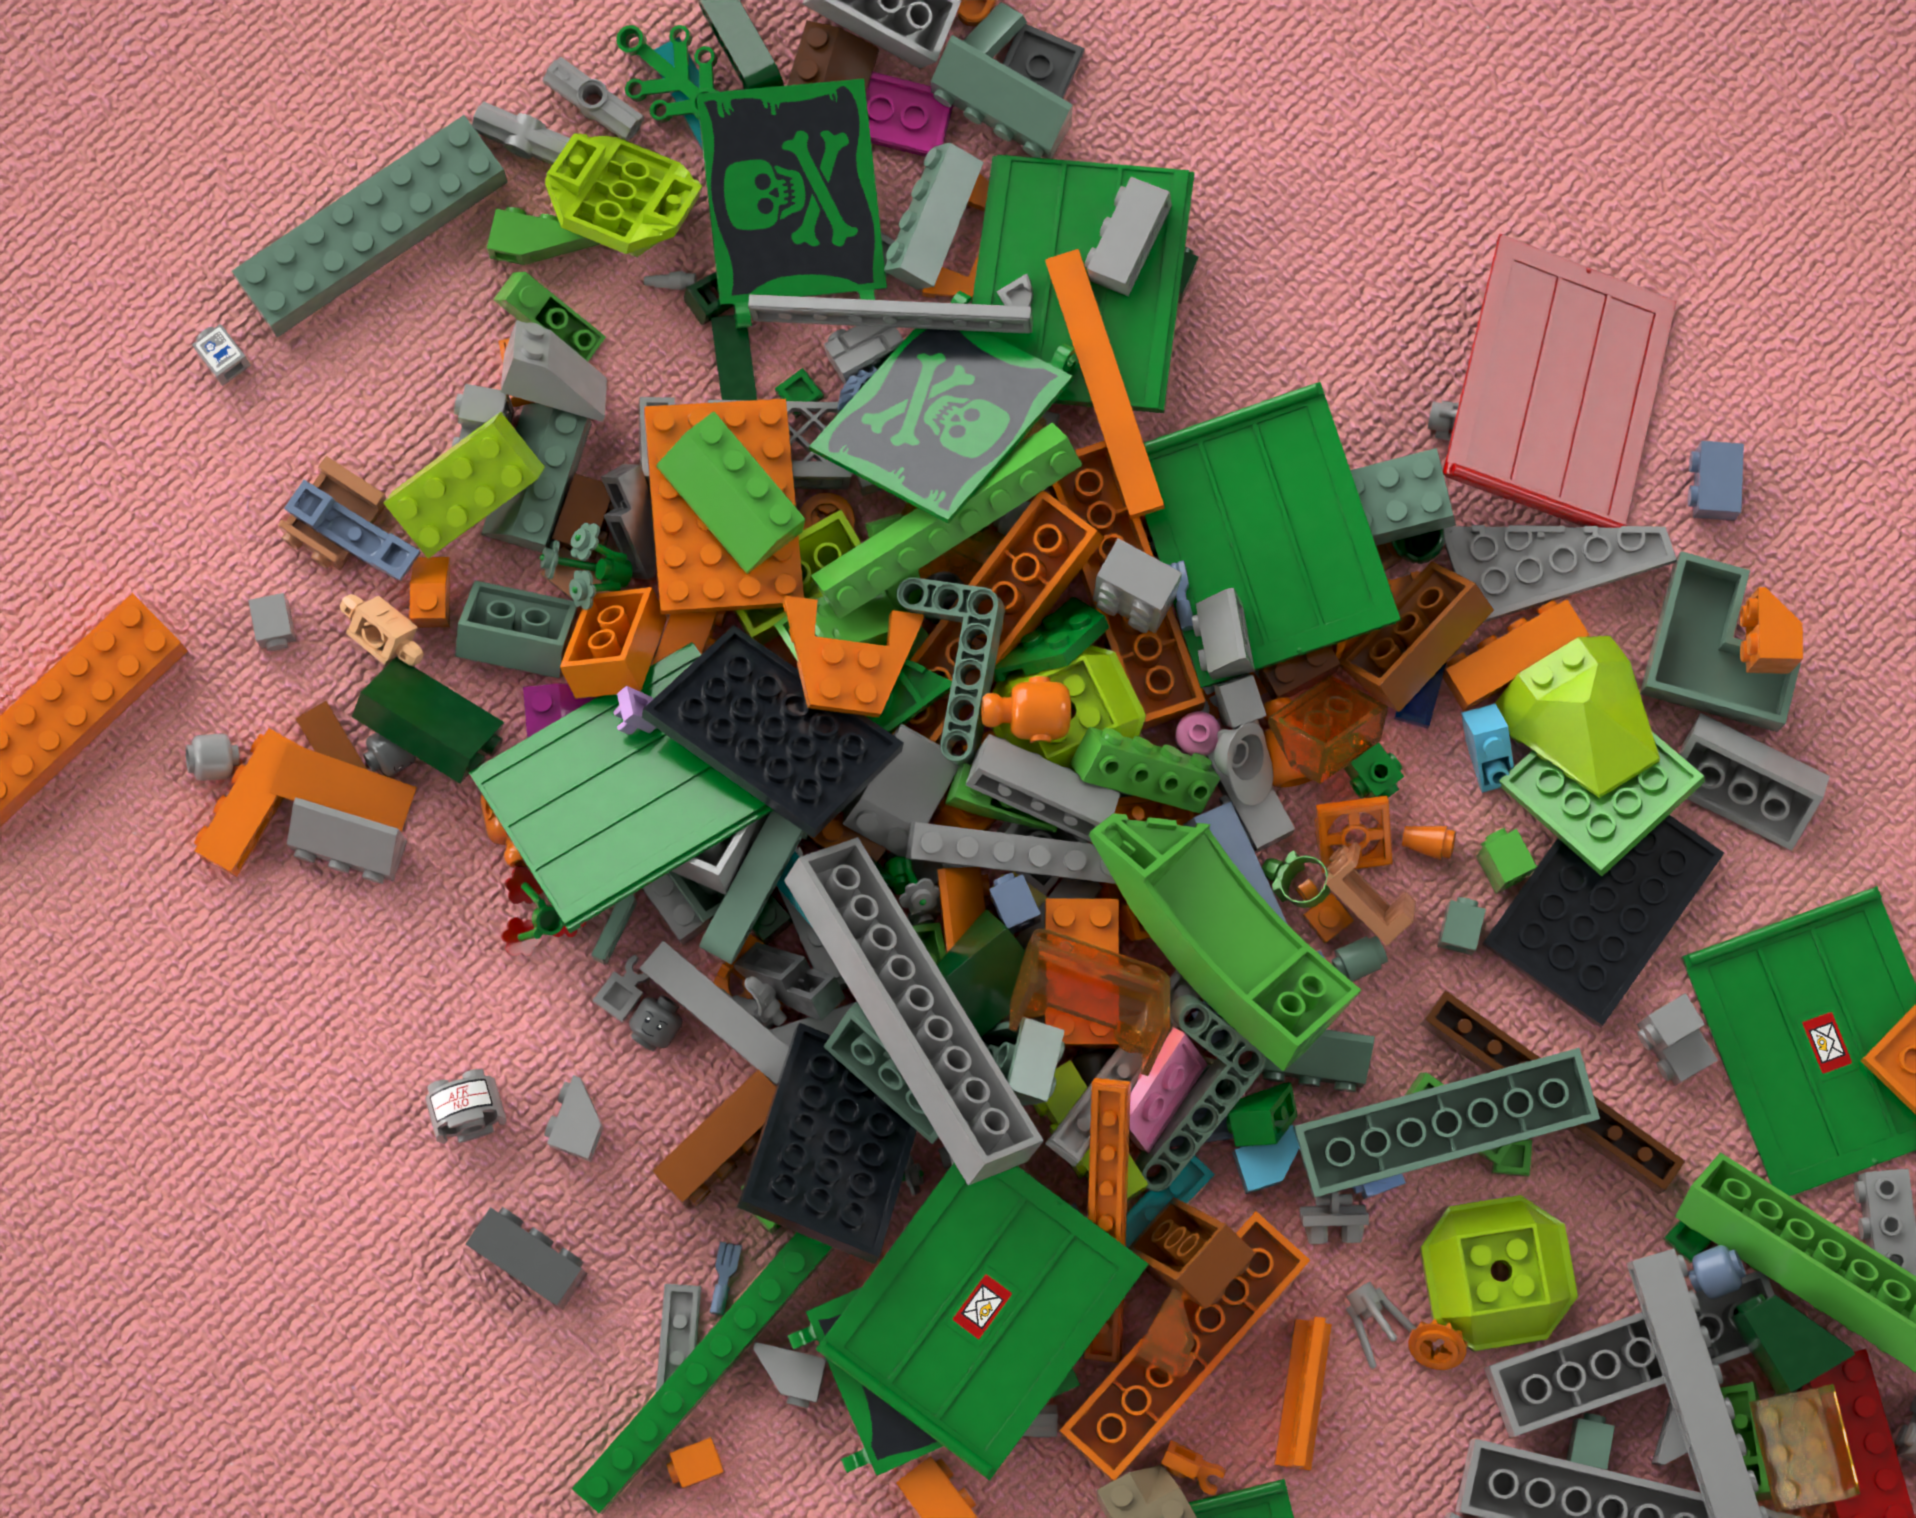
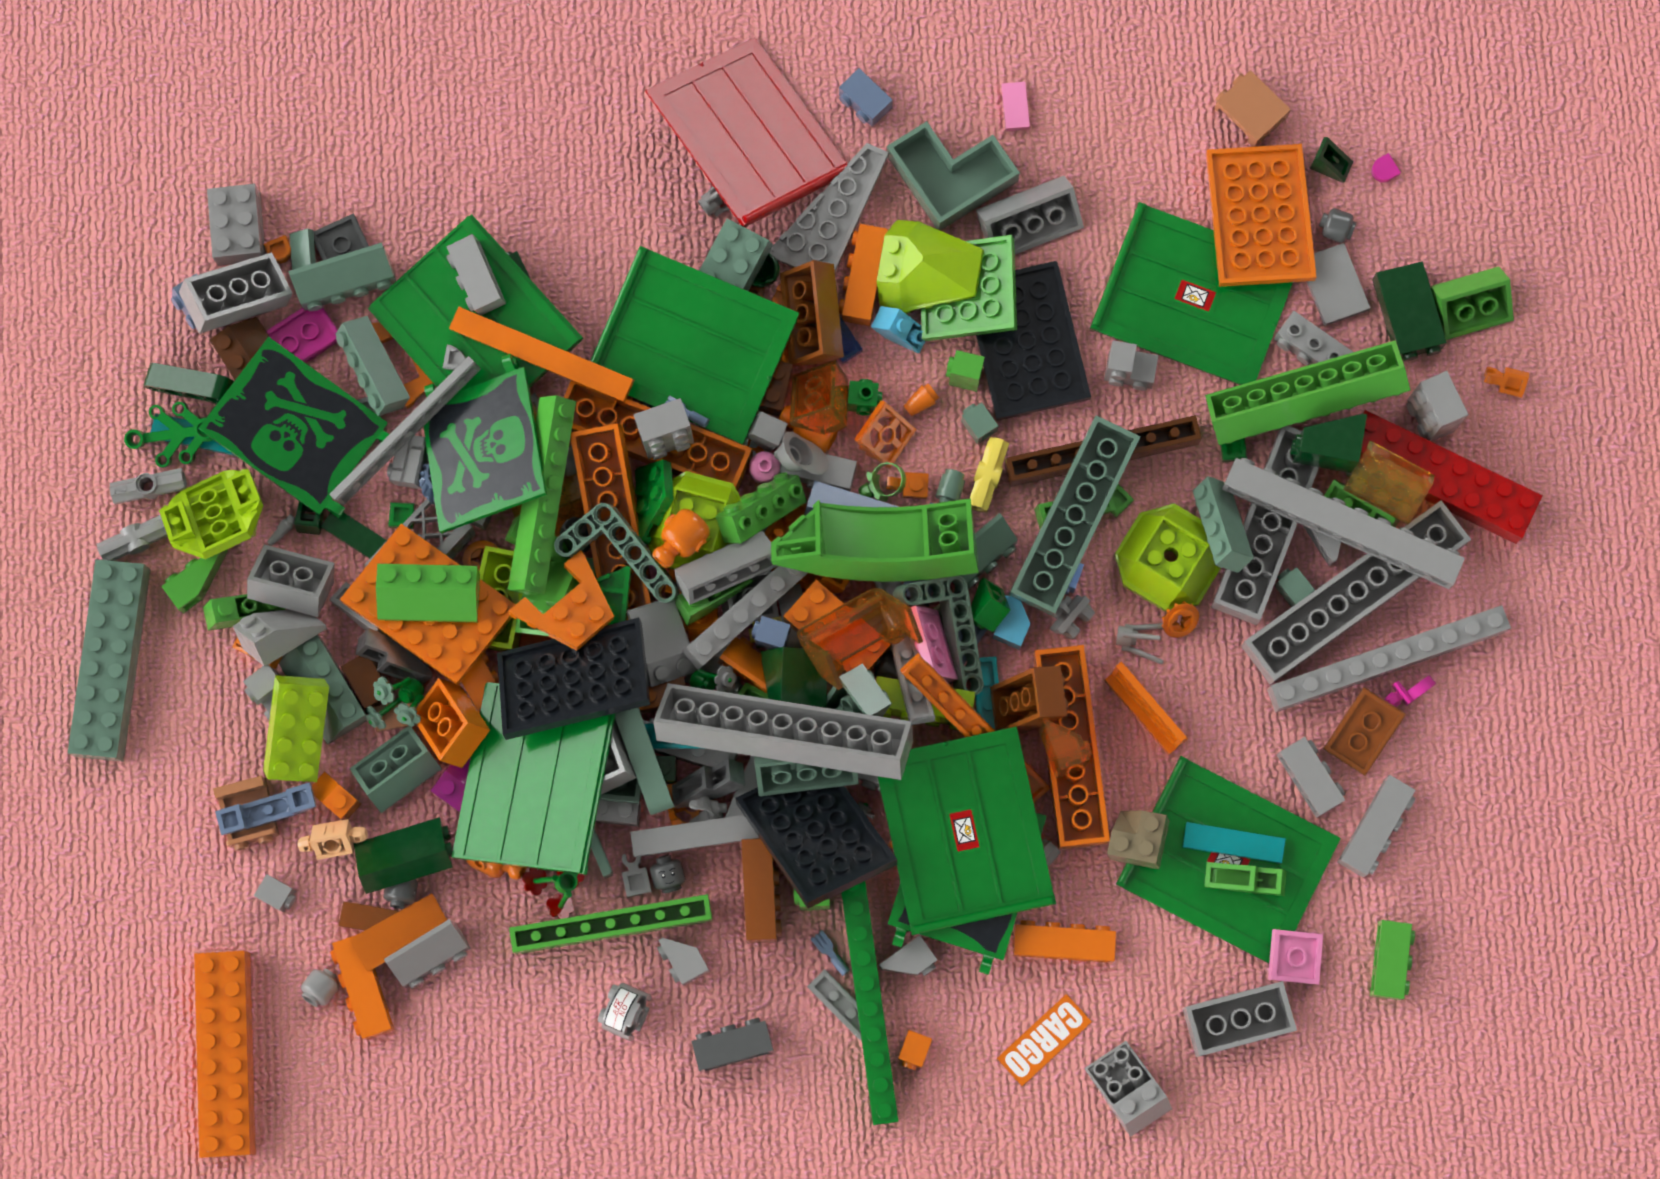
camera: 45 degrees left, 0 degrees up
(220, 354) = (106, 798): brick -> none
(547, 1009) = (610, 924): none -> bright green brick
(621, 338) = (290, 580): none -> light grey brick
(630, 710) = (496, 742): lavender tile -> none
(1186, 1462) = (1131, 797): orange plate -> none
(1223, 635) = (728, 408): light grey slope -> none
(1382, 918) = (944, 456): nougat panel -> none
(1412, 987) = (988, 474): none -> light yellow piece
(1585, 1300) = (1222, 525): none -> sand green brick
(1717, 1272) = (1265, 447): sand blue head -> none
(1772, 635) = (970, 138): orange slope -> none
(1861, 654) = (1015, 106): none -> bright pink tile

